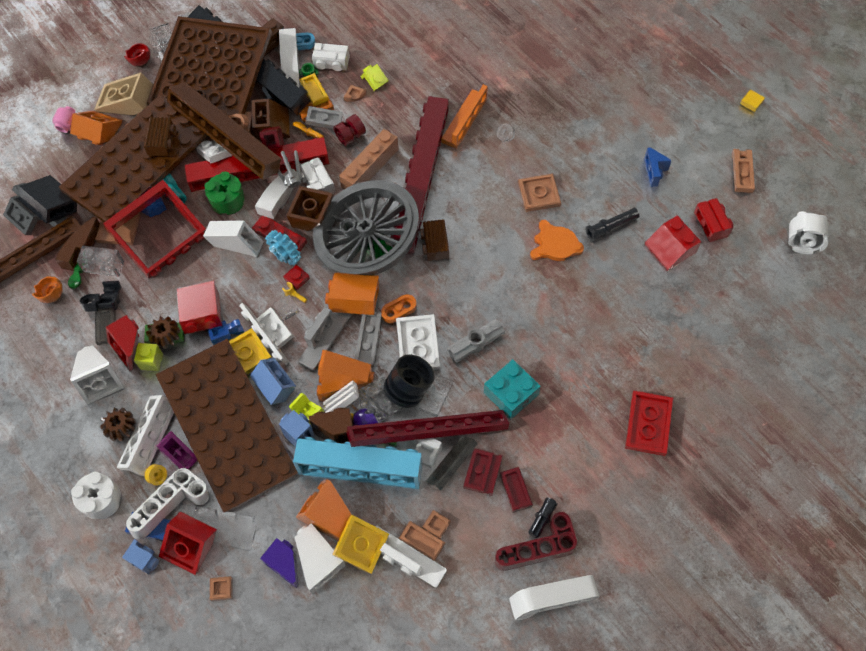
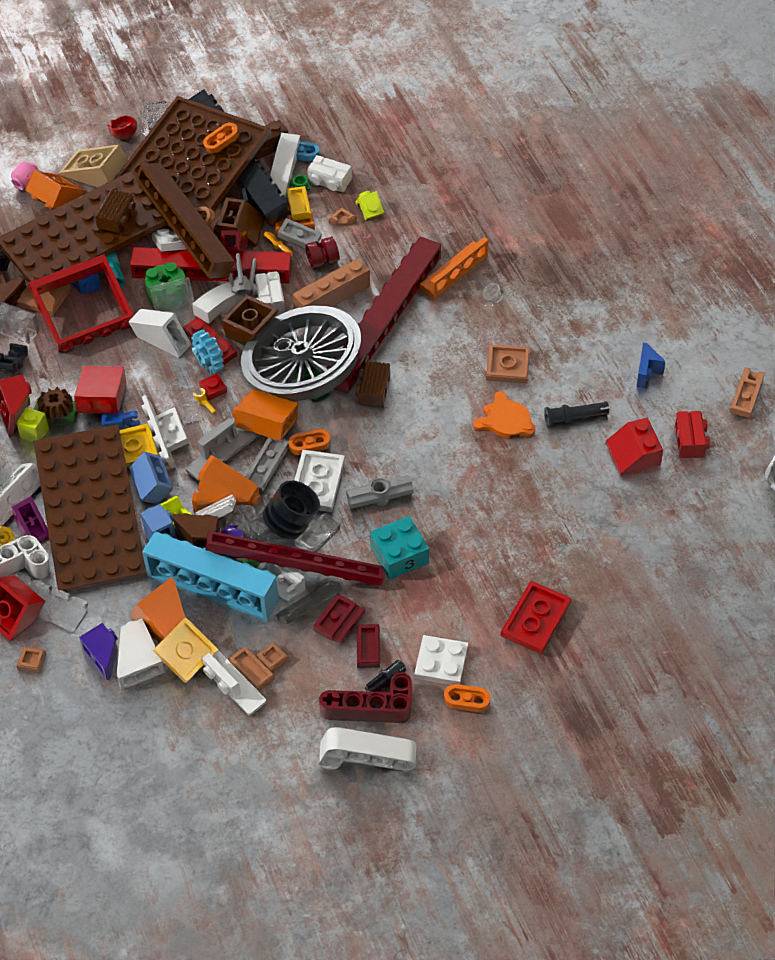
camera: 15 degrees right, 10 degrees down
(229, 49) = (221, 138): none -> orange plate
(237, 205) = (174, 298): none -> clear plate
(583, 486) = (441, 660): none -> white plate
(618, 517) = (467, 697): none -> orange plate

